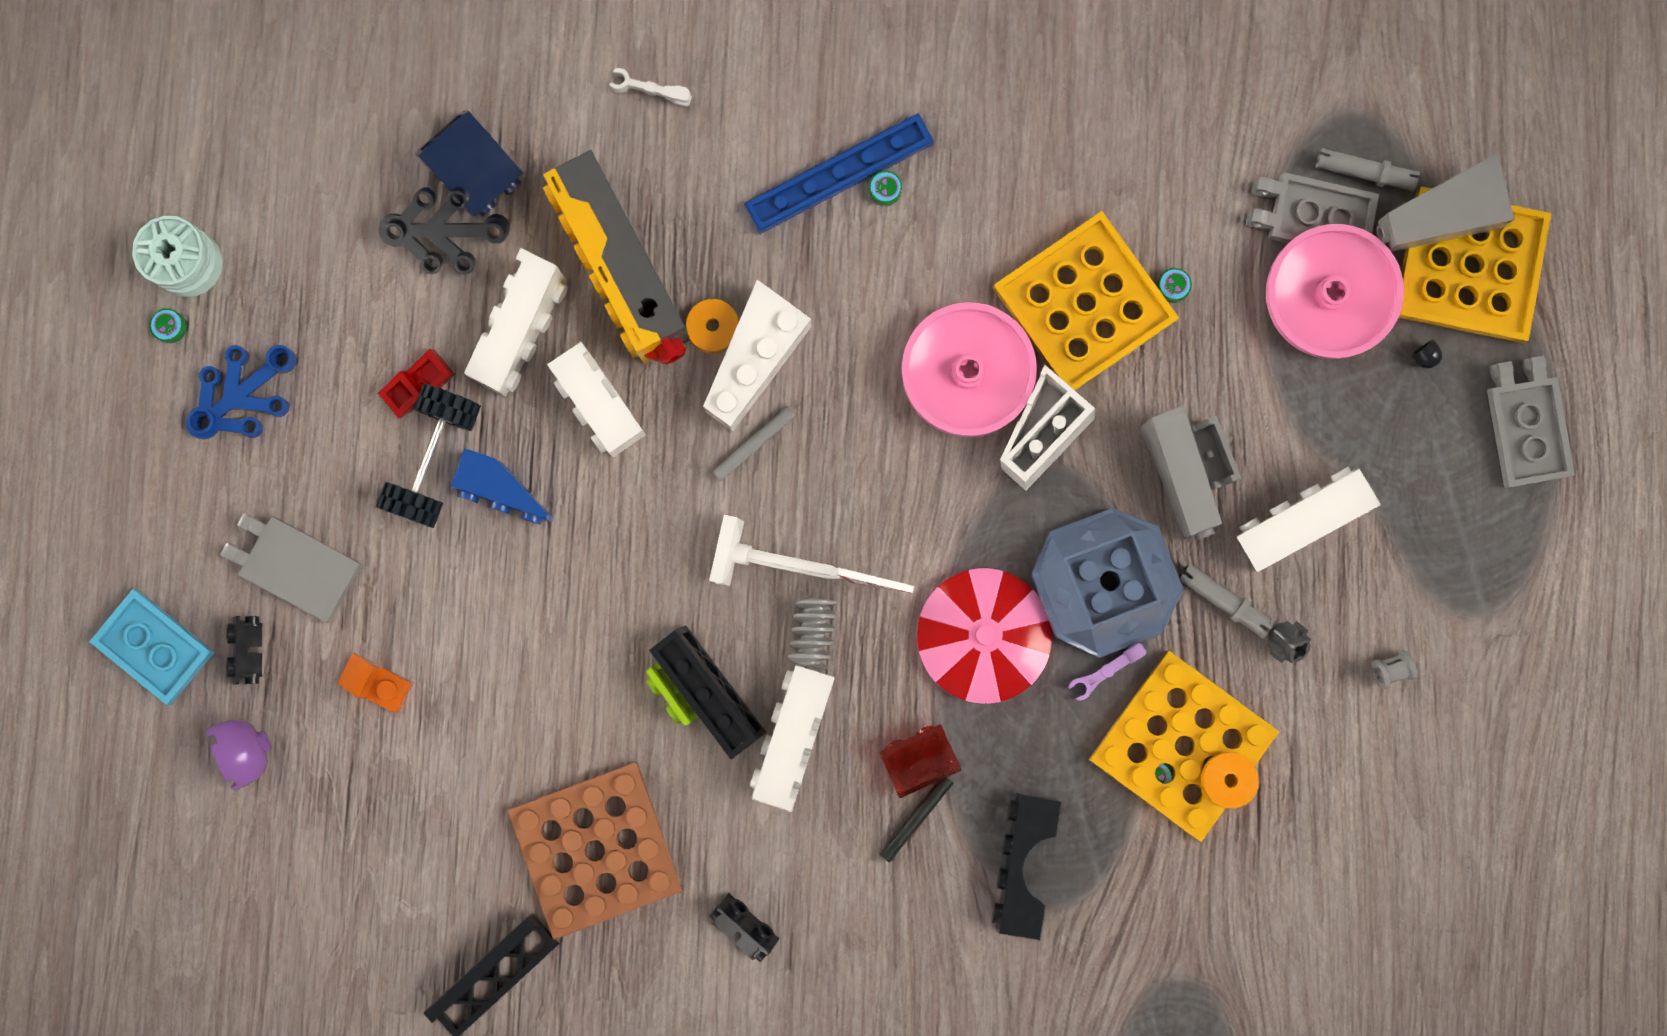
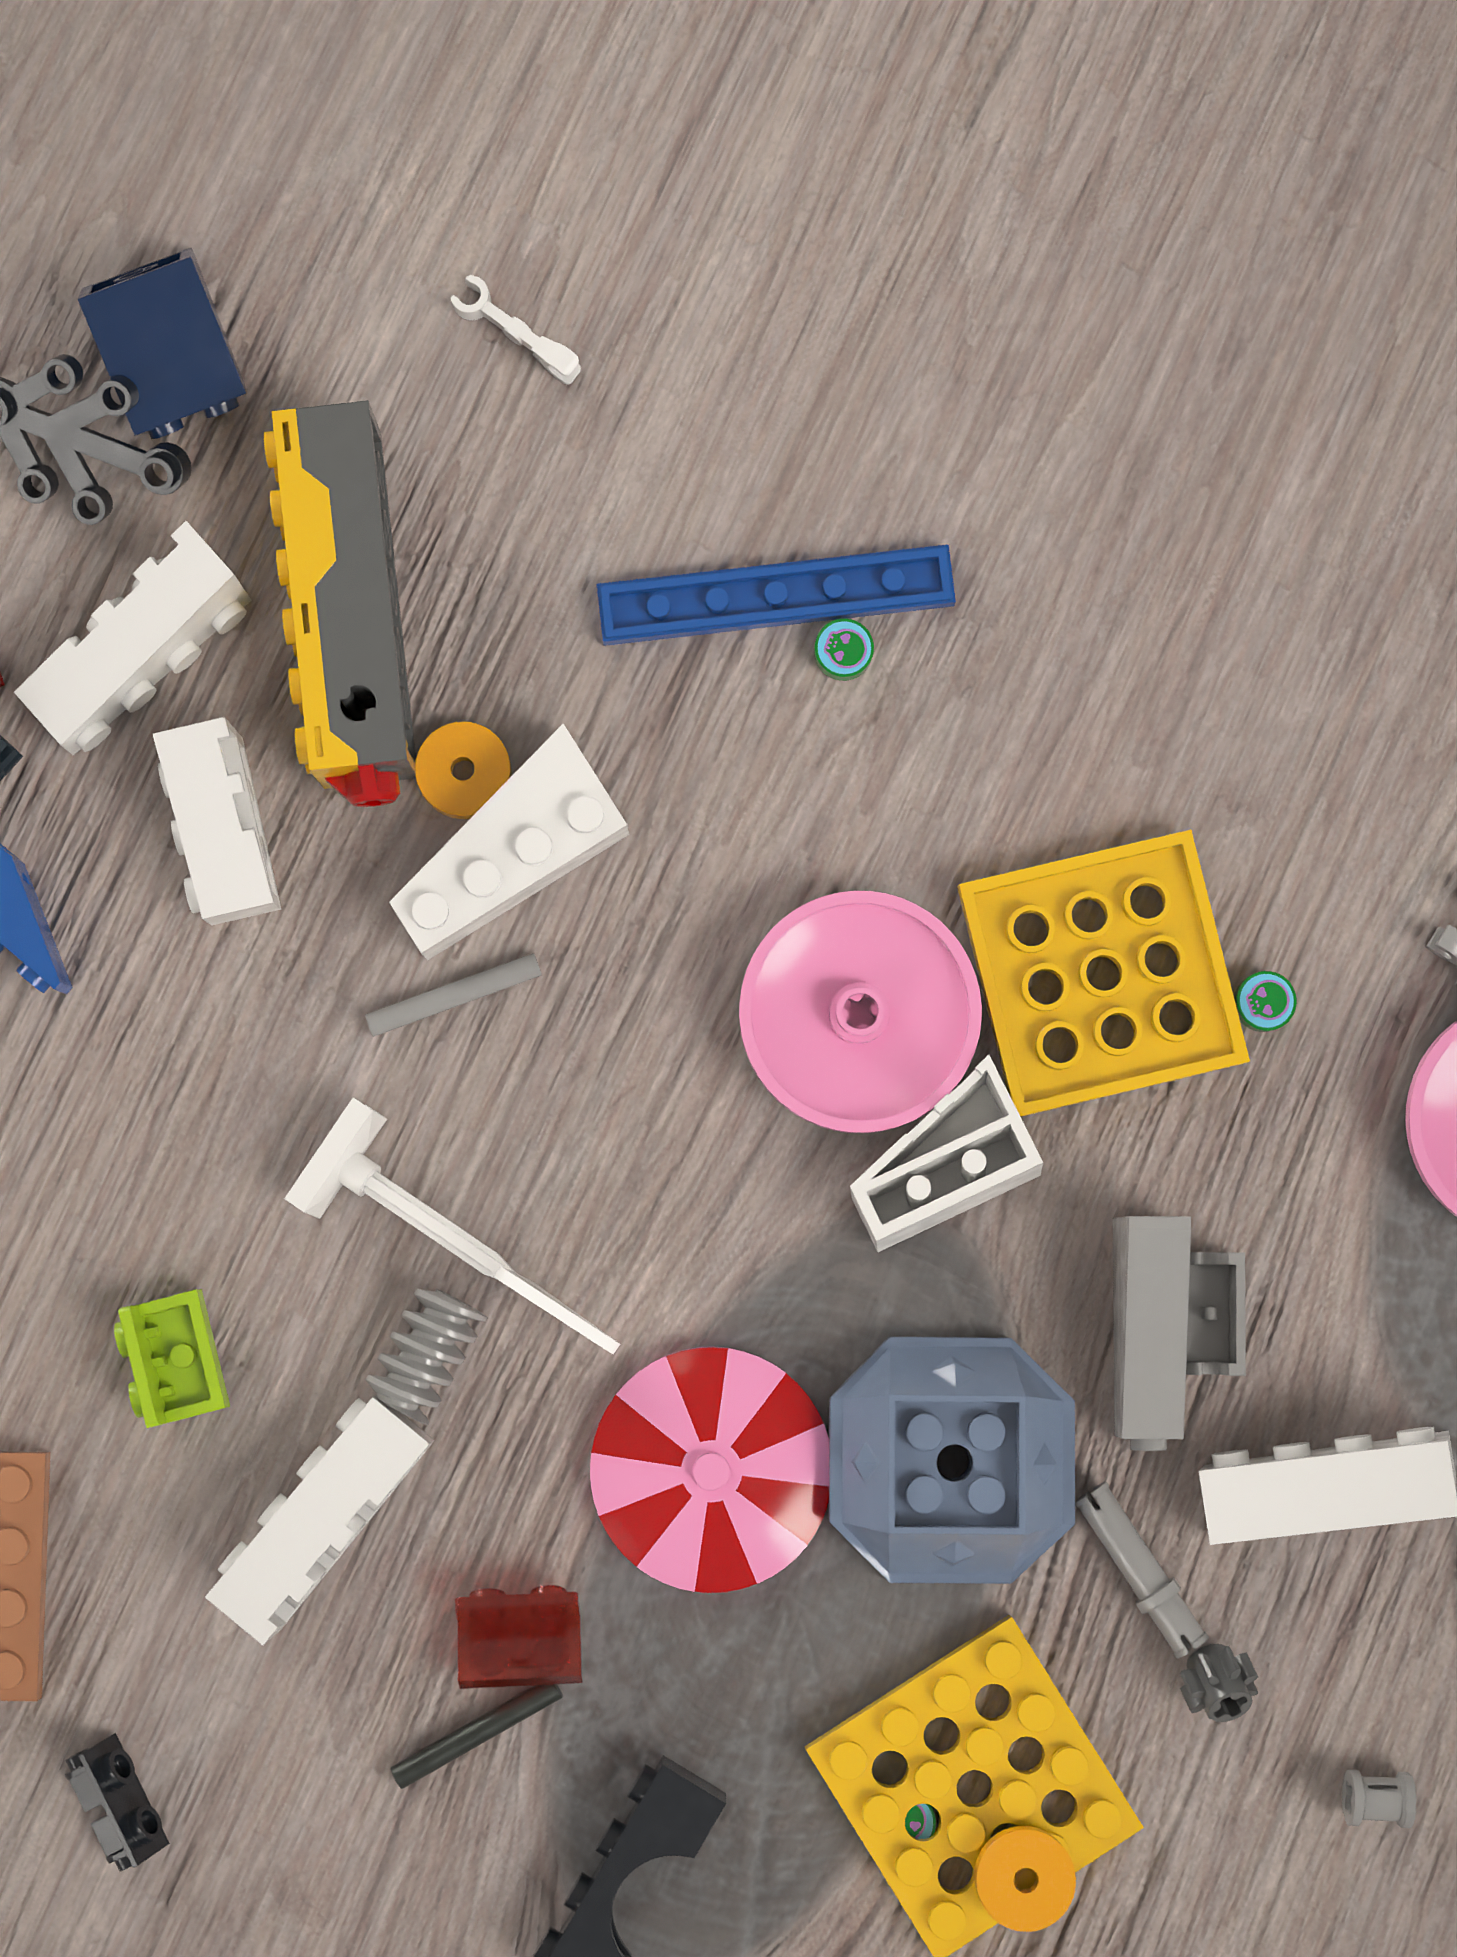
camera: 15 degrees right, 0 degrees up
(707, 691) = (211, 1383): black fence -> none
(1090, 681) = (860, 1616): lavender piece -> none

